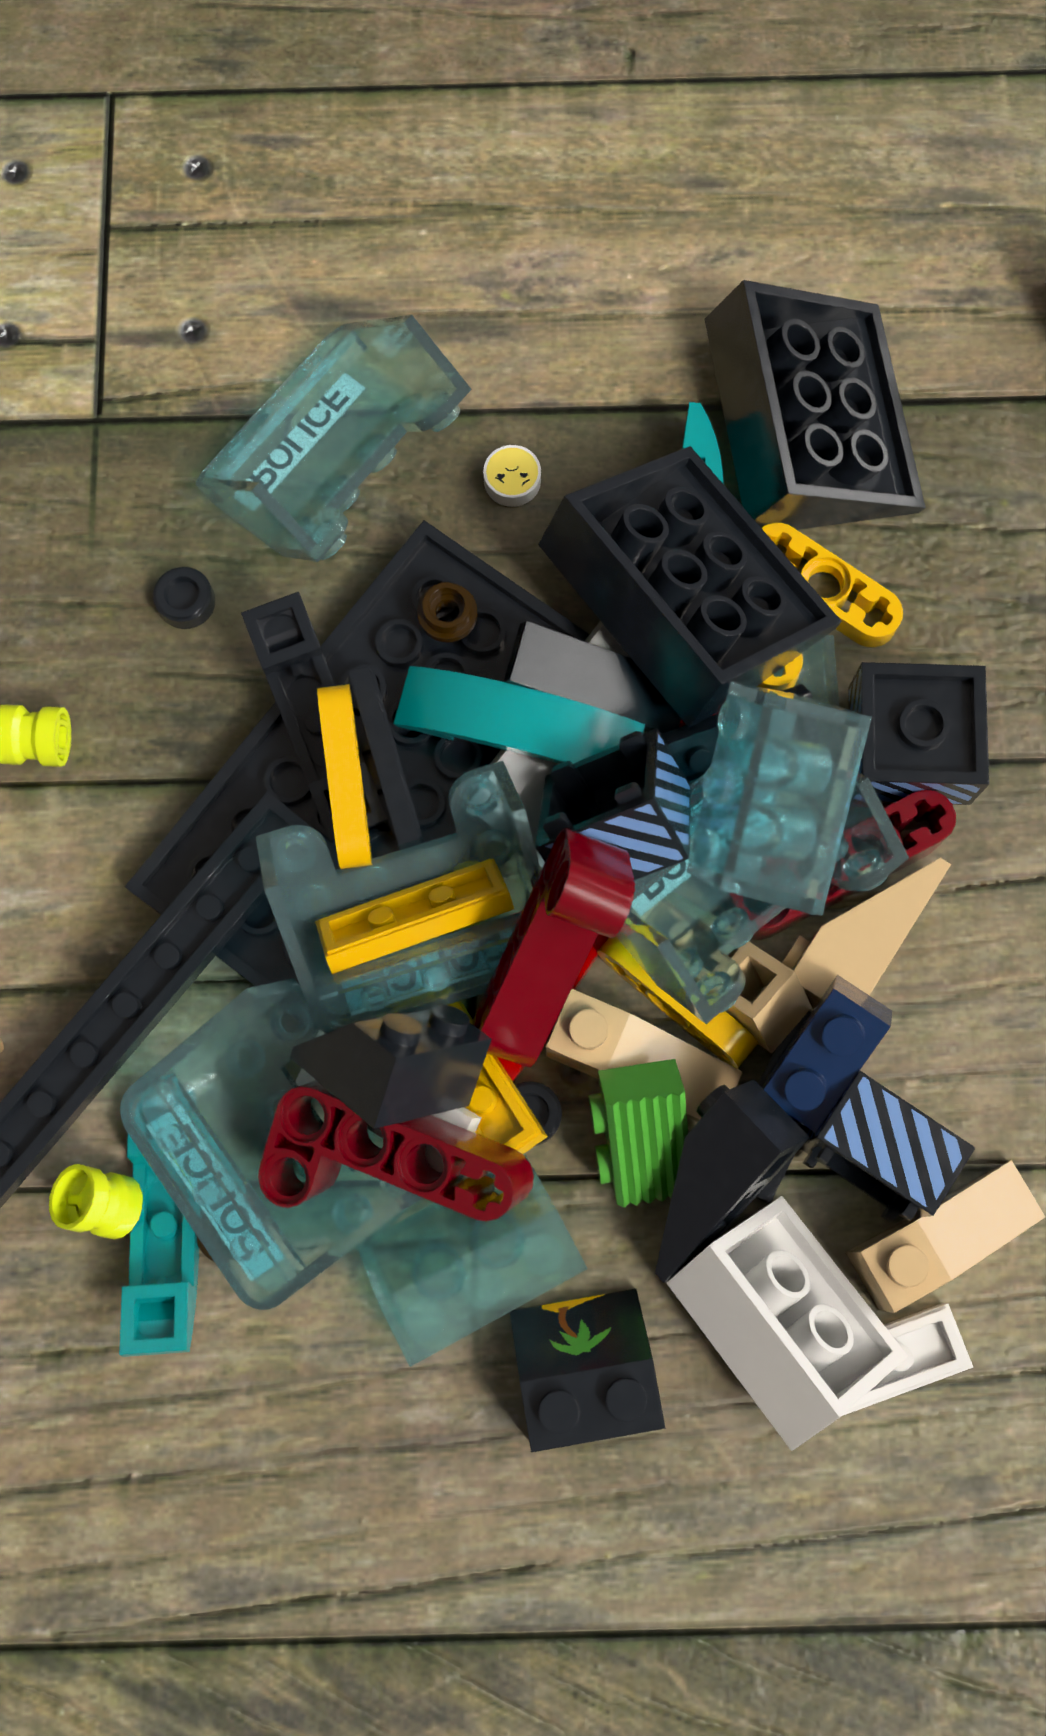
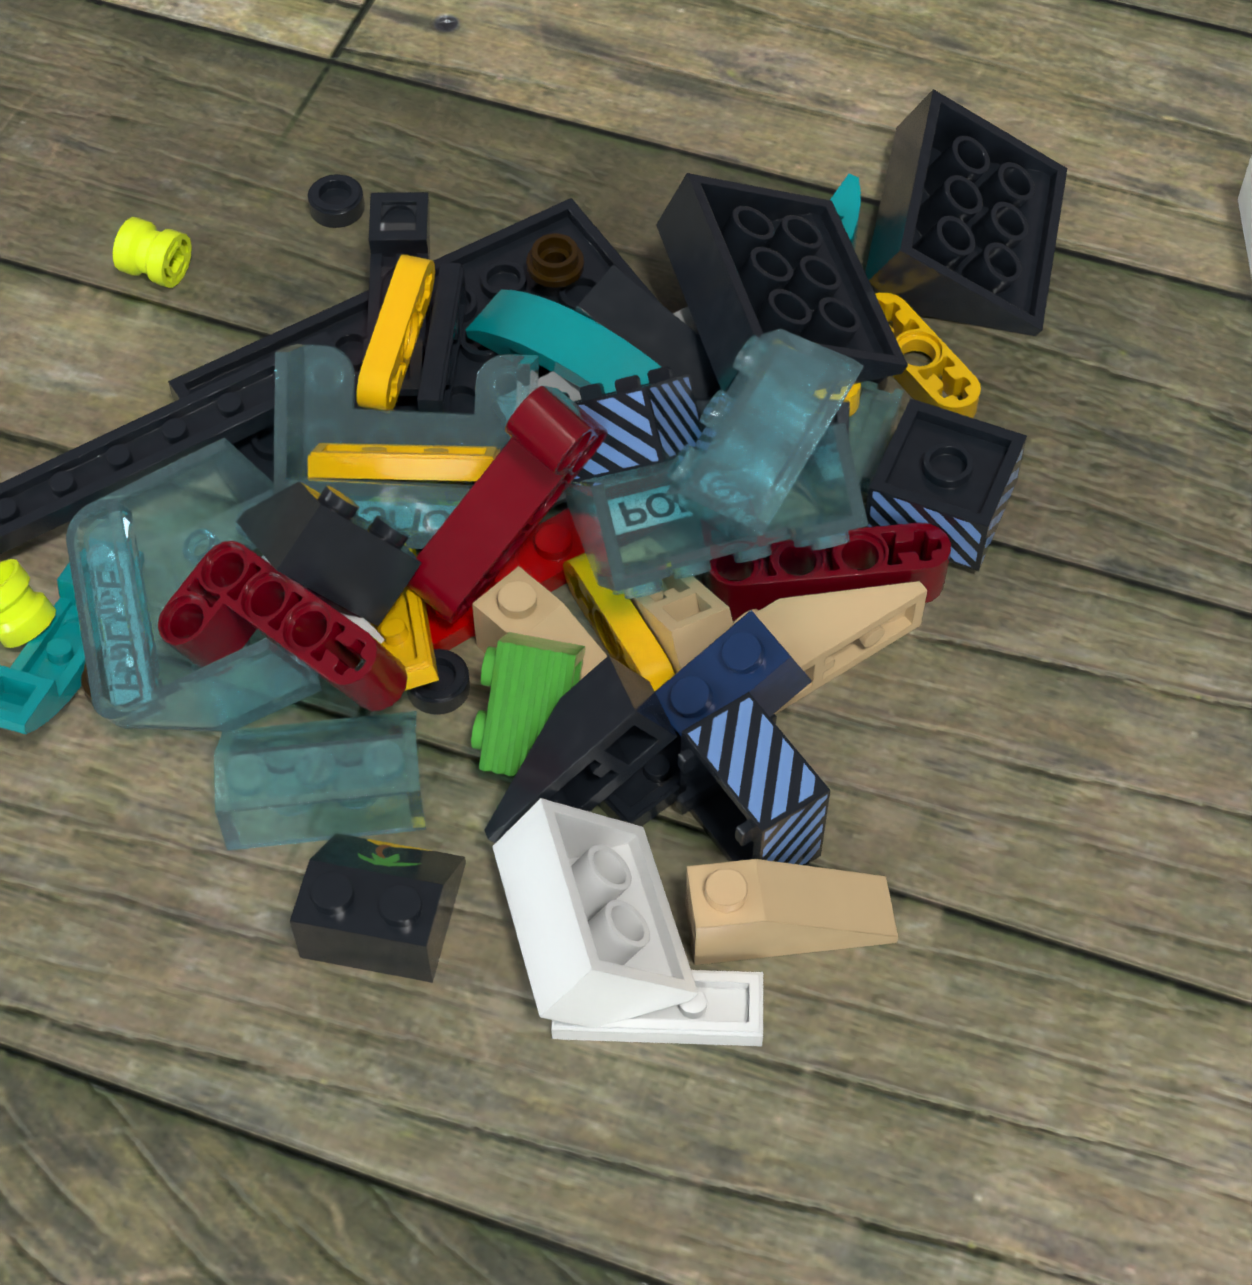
camera: 20 degrees right, 20 degrees down
(328, 430) = (523, 111): clear light blue windscreen -> none
(512, 475) = (659, 190): light yellow tile -> none

